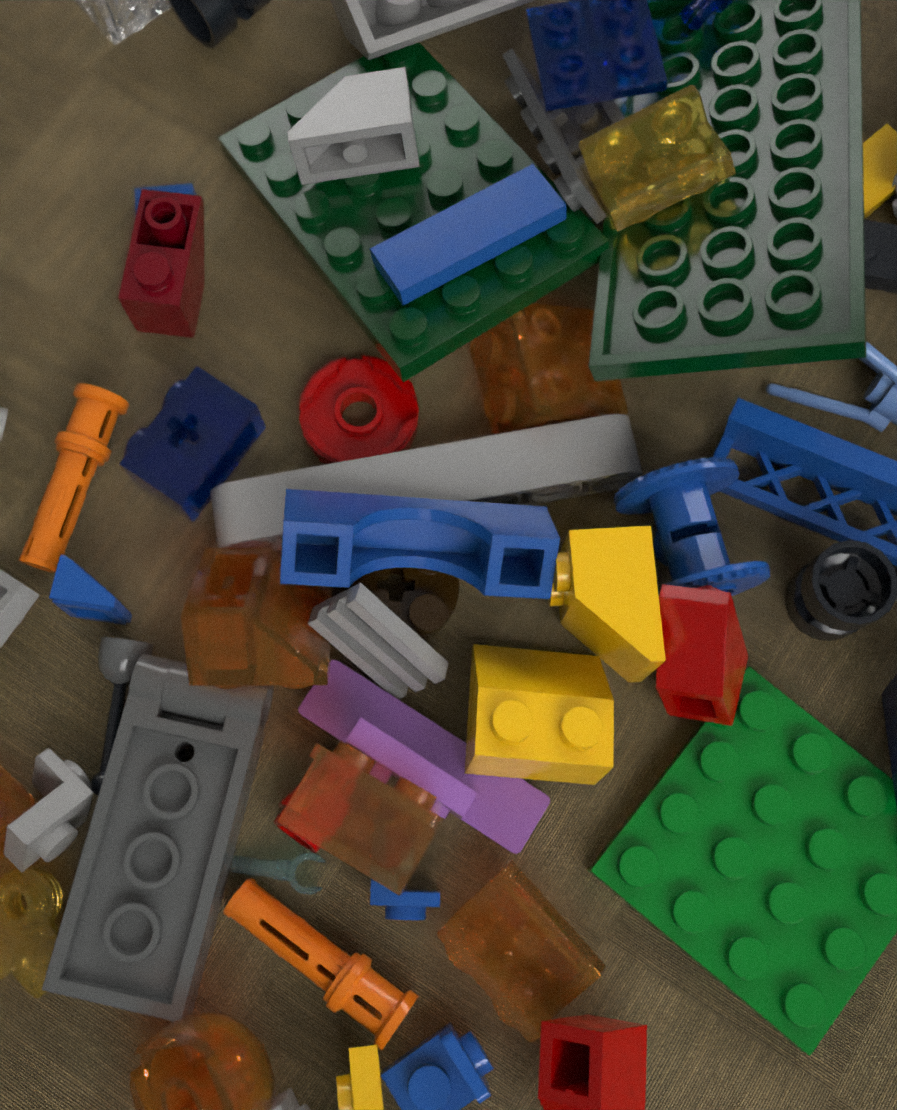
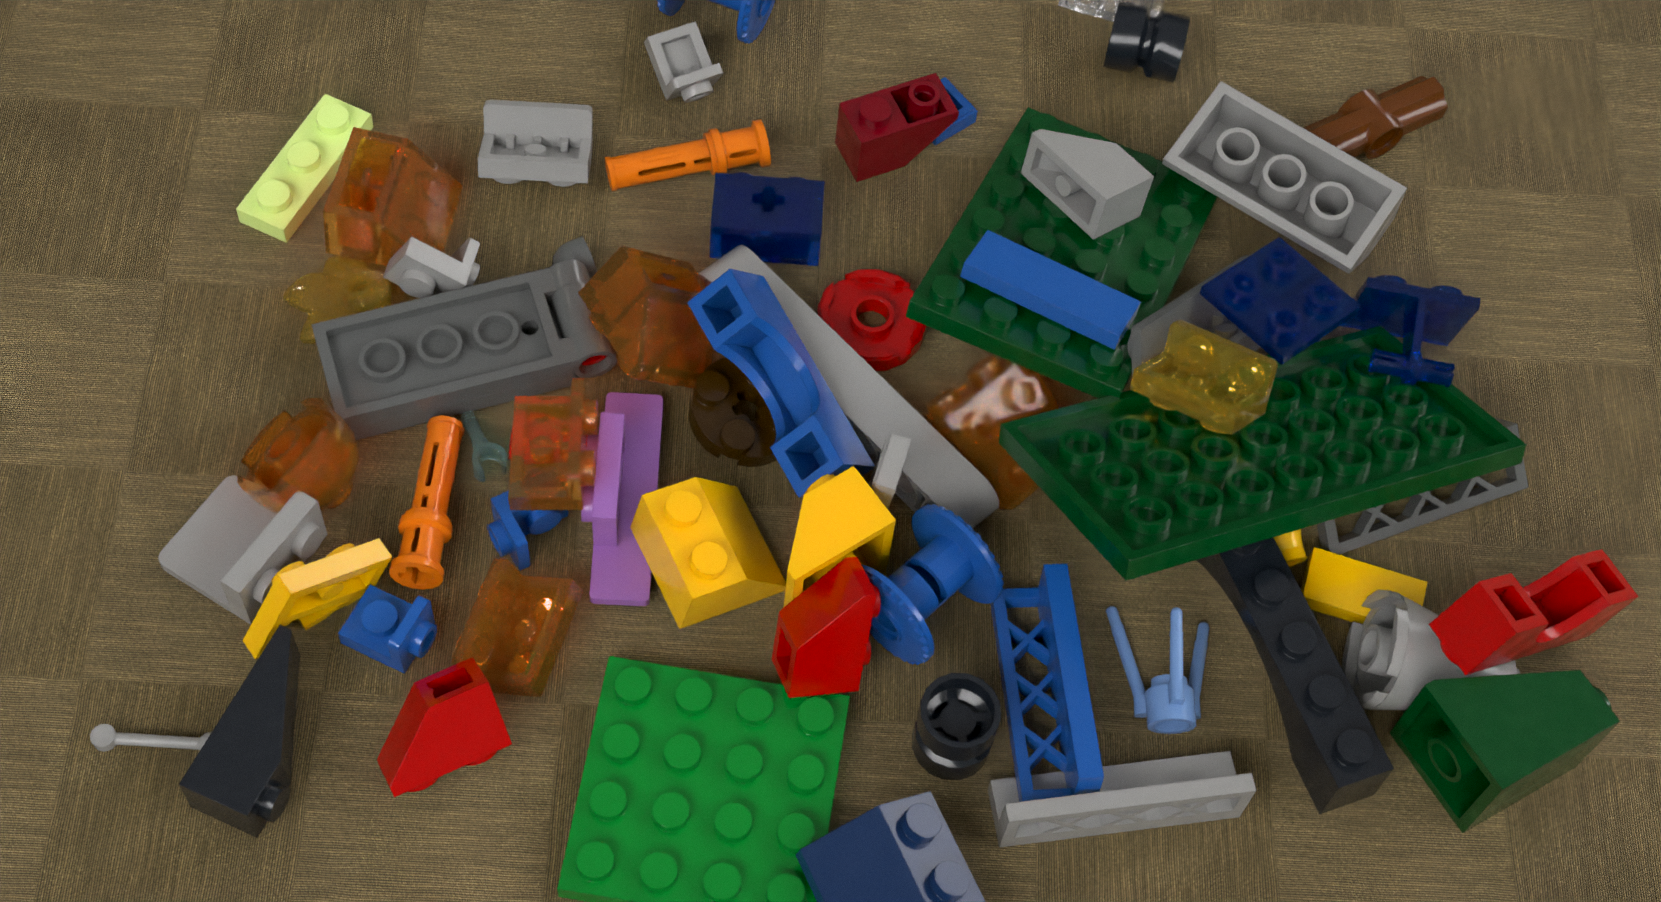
camera: 55 degrees right, 15 degrees down
(83, 596) = (605, 211): blue slope -> none
(373, 648) = (691, 407): light grey tile -> none
(575, 501) = (889, 467): none -> light grey tile

